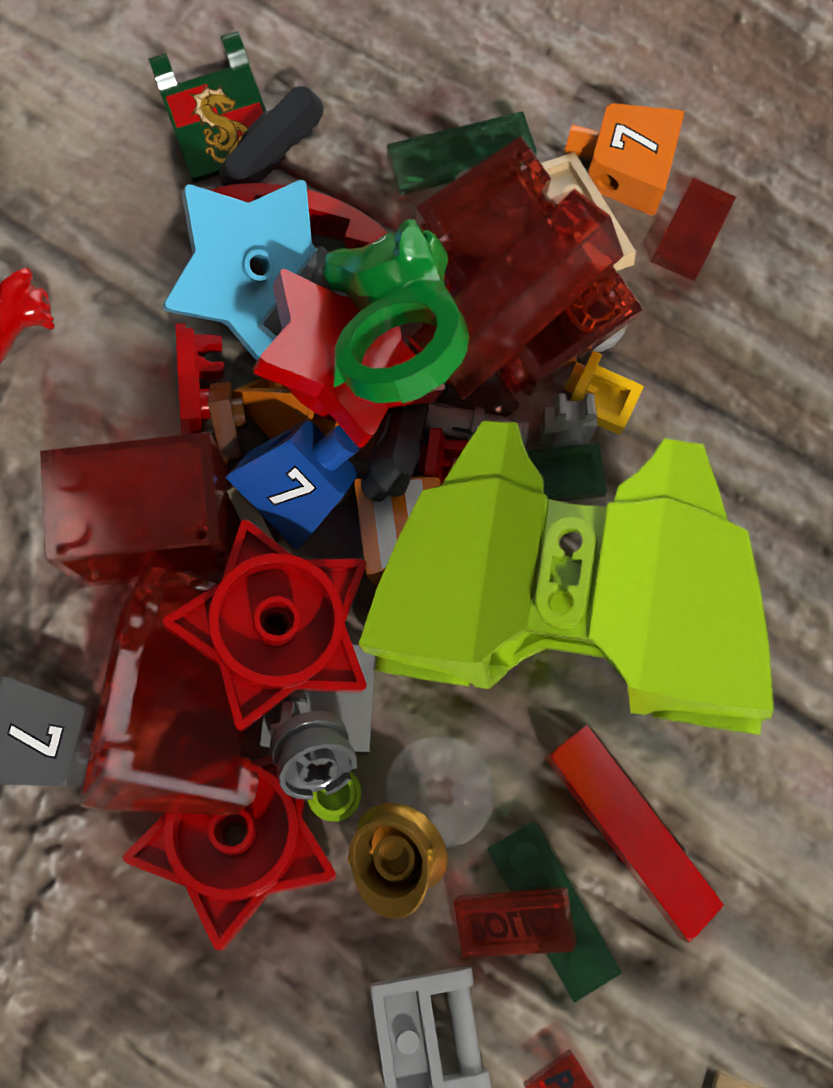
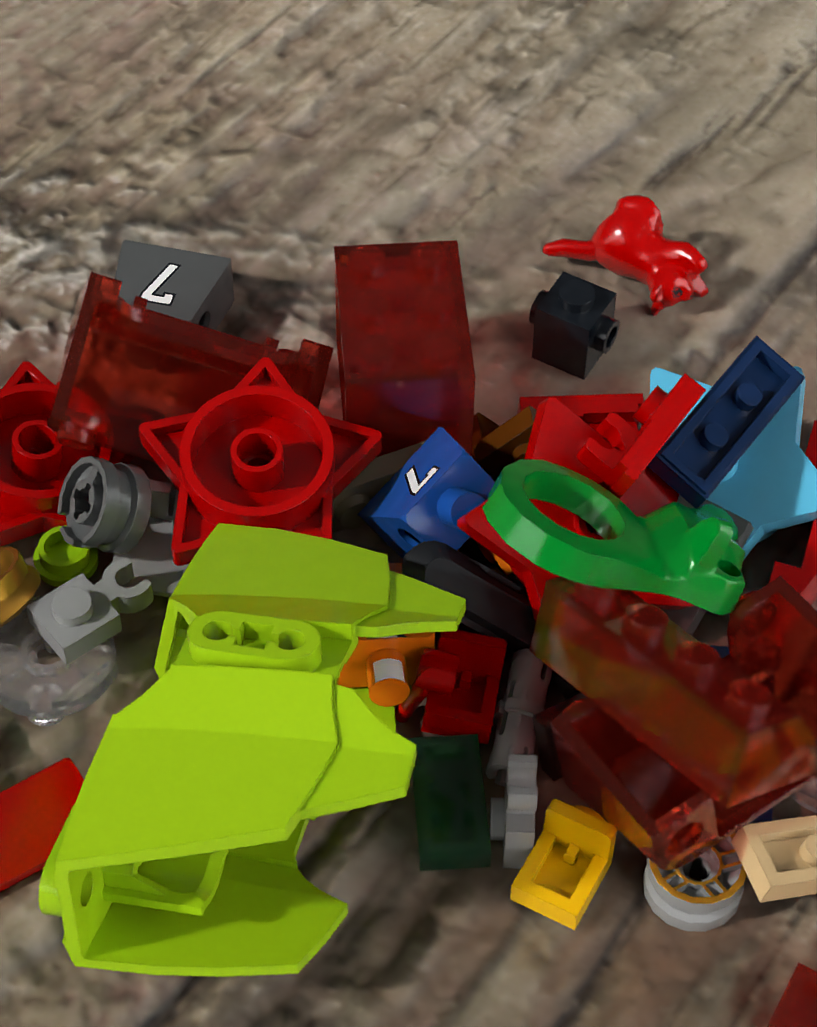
camera: 95 degrees right, 25 degrees down
(81, 381) = (573, 324): none -> black brick
(254, 238) = (725, 422): none -> dark blue tile
(298, 288) = (636, 448): none -> red plate
(412, 765) = (85, 614): none -> light grey plate

